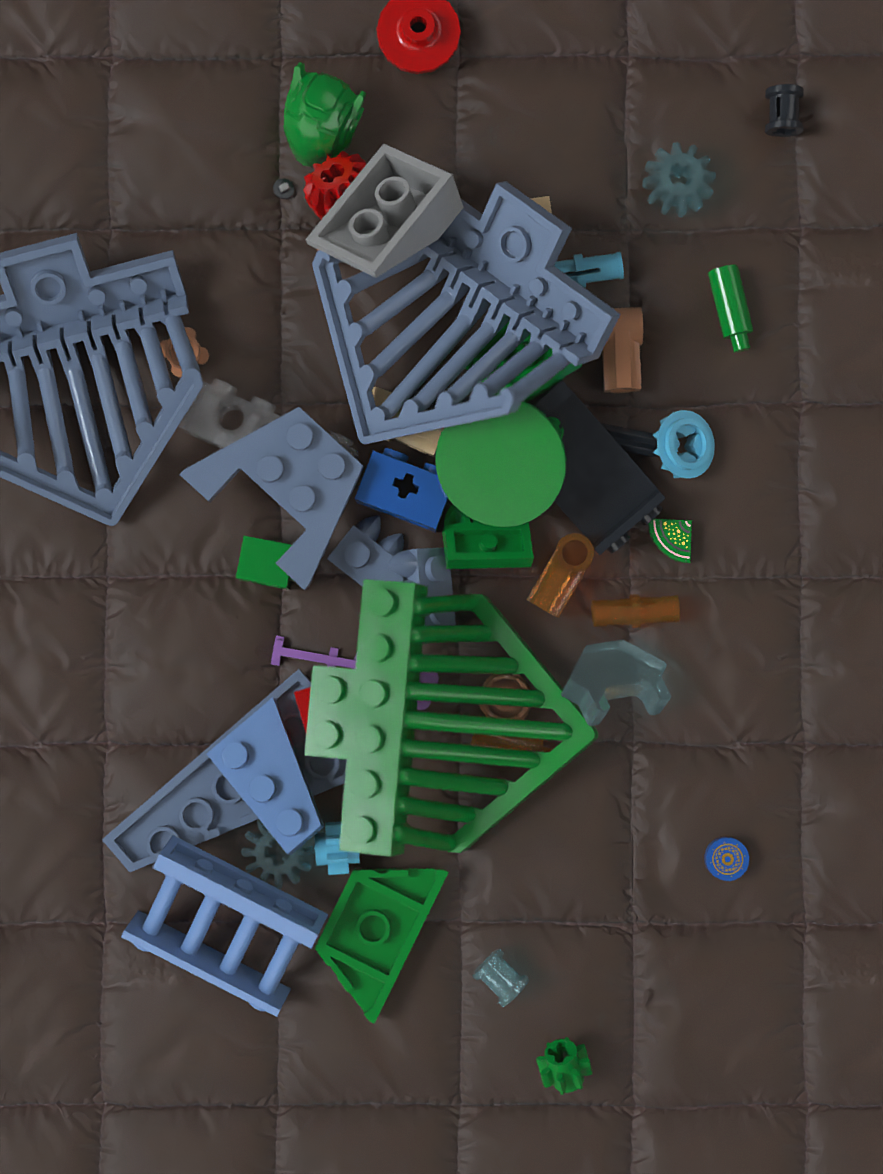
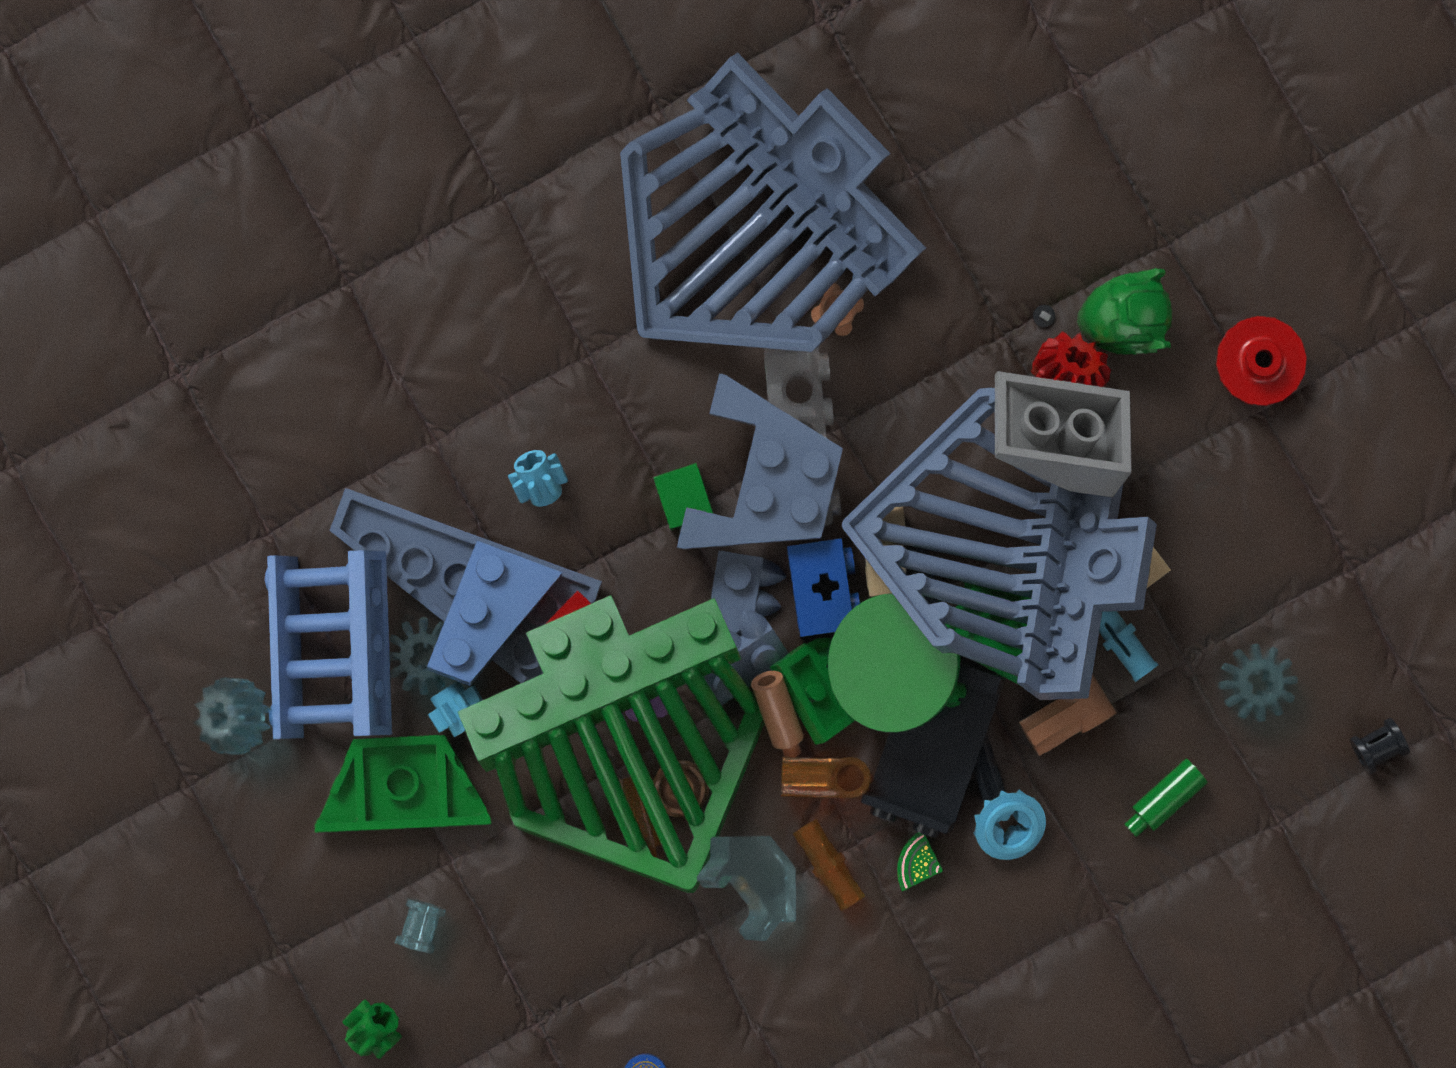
camera: 65 degrees right, 0 degrees up
(183, 674) = (538, 478): none -> medium azure gear
(239, 1040) = (232, 716): none -> clear light blue gear
(331, 660) = (626, 606): medium lavender piece -> none
(487, 582) = (778, 712): none -> nougat cylinder

